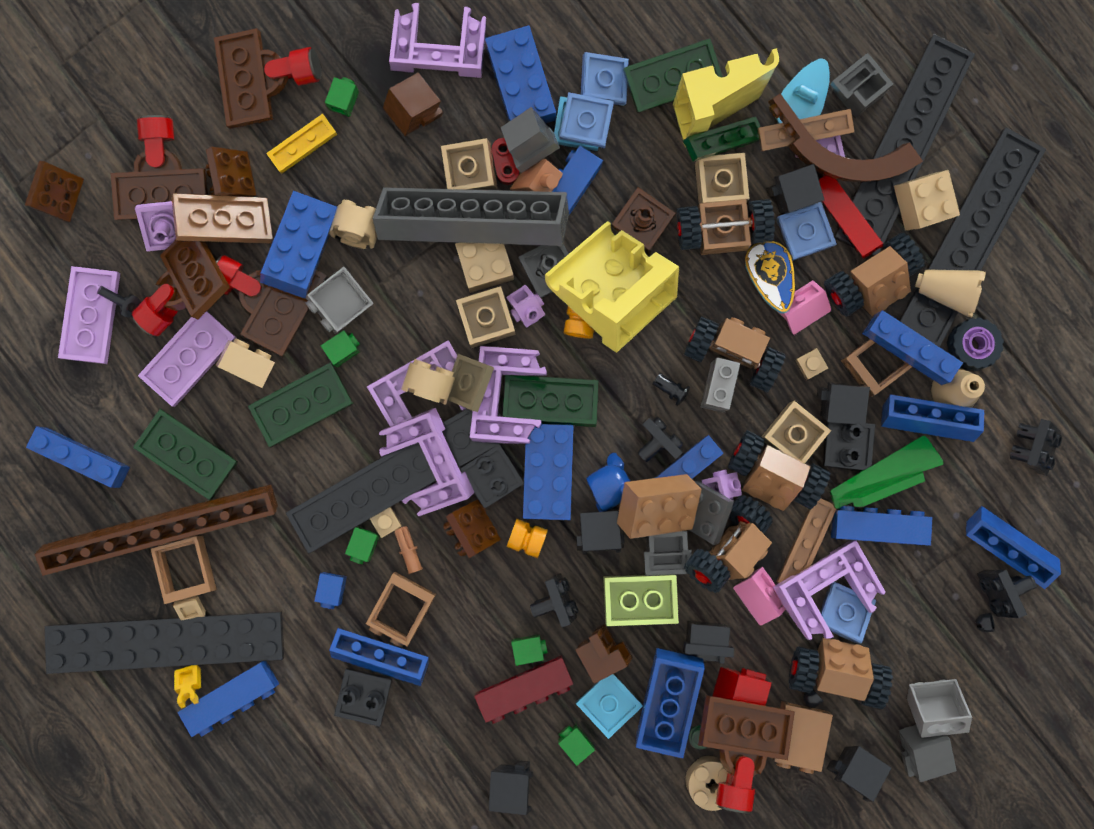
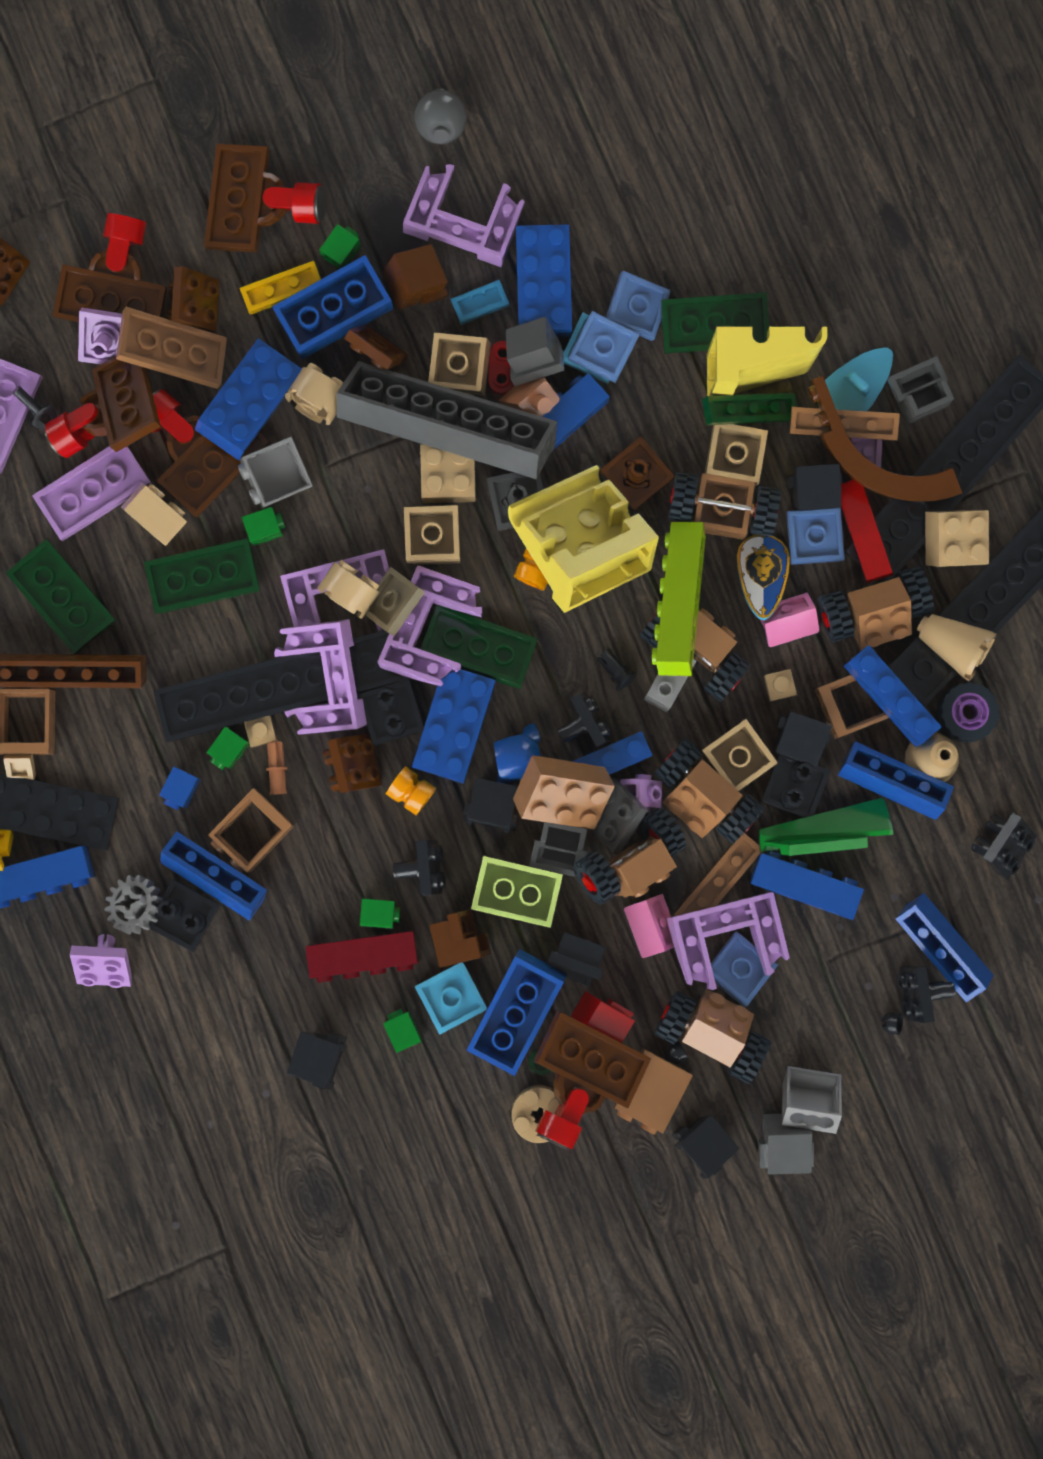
camera: 15 degrees right, 0 degrees up
(304, 759) = (101, 964): none -> lavender plate
(325, 705) = (133, 904): none -> light grey gear
(349, 148) = (333, 307): none -> blue brick
(401, 174) = (382, 351): none -> reddish brown plate
(471, 111) = (480, 302): none -> dark azure plate
(526, 306) = (480, 535): lavender brick -> none
(713, 315) = (680, 599): none -> lime brick

